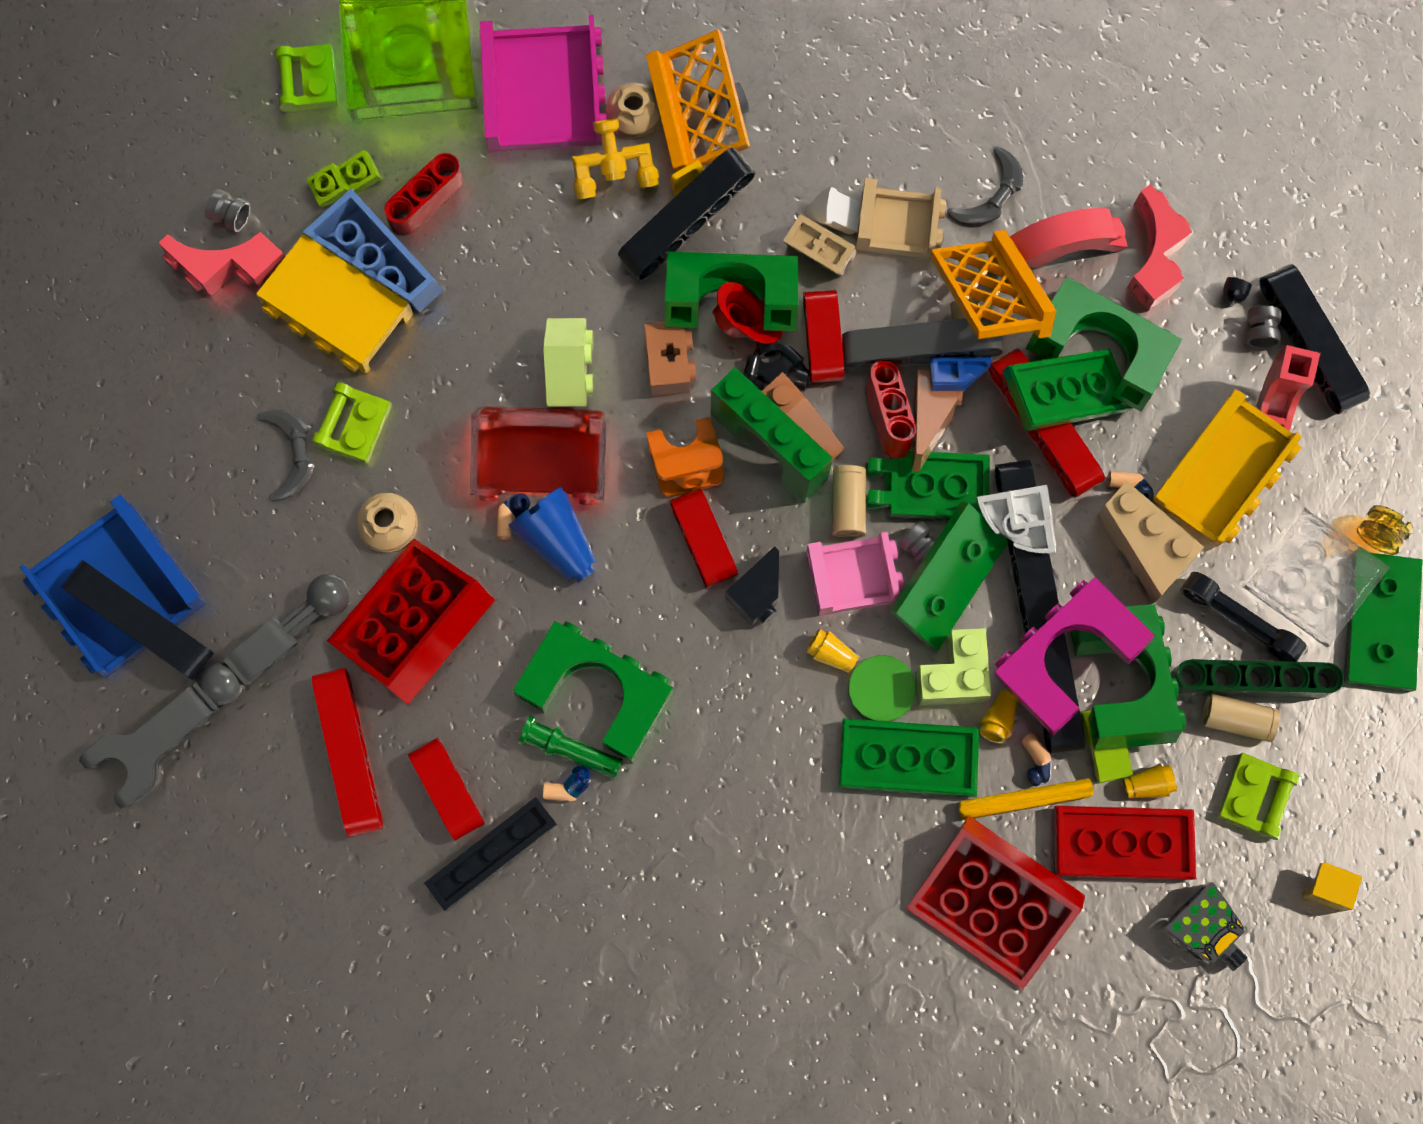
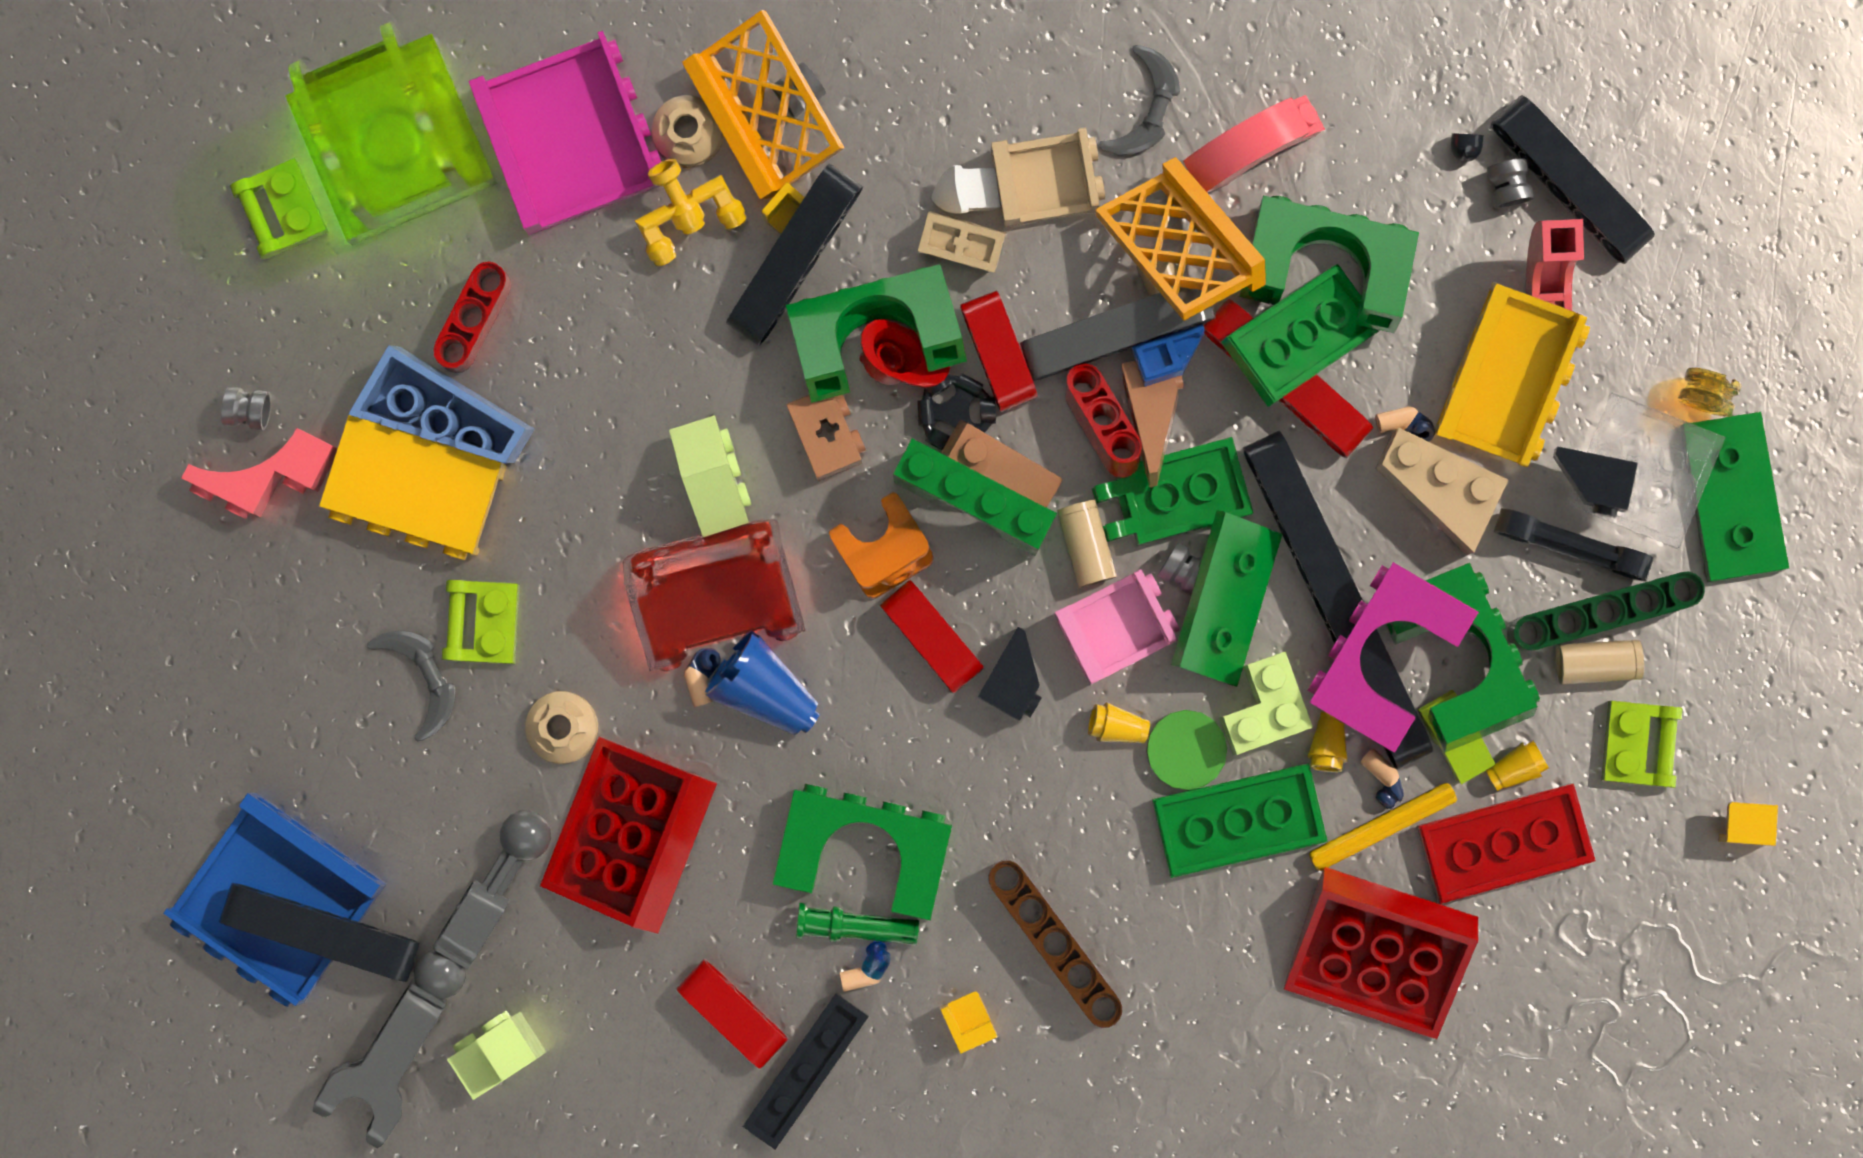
camera: 15 degrees left, 10 degrees up
(243, 760) = (496, 1055): none -> yellowish green brick
(334, 181) = (369, 325): lime slope -> none
(347, 752) = (607, 1006): red beam -> none
(637, 855) = (968, 1021): none -> yellow panel
(727, 793) = (1060, 962): none -> reddish brown beam
(1022, 517) = (1291, 507): white brick -> none
(1166, 235) = (1366, 99): coral arch -> none
(1207, 928) = (1621, 912): dark grey torso -> none
(1277, 567) = (1598, 479): none -> black slope

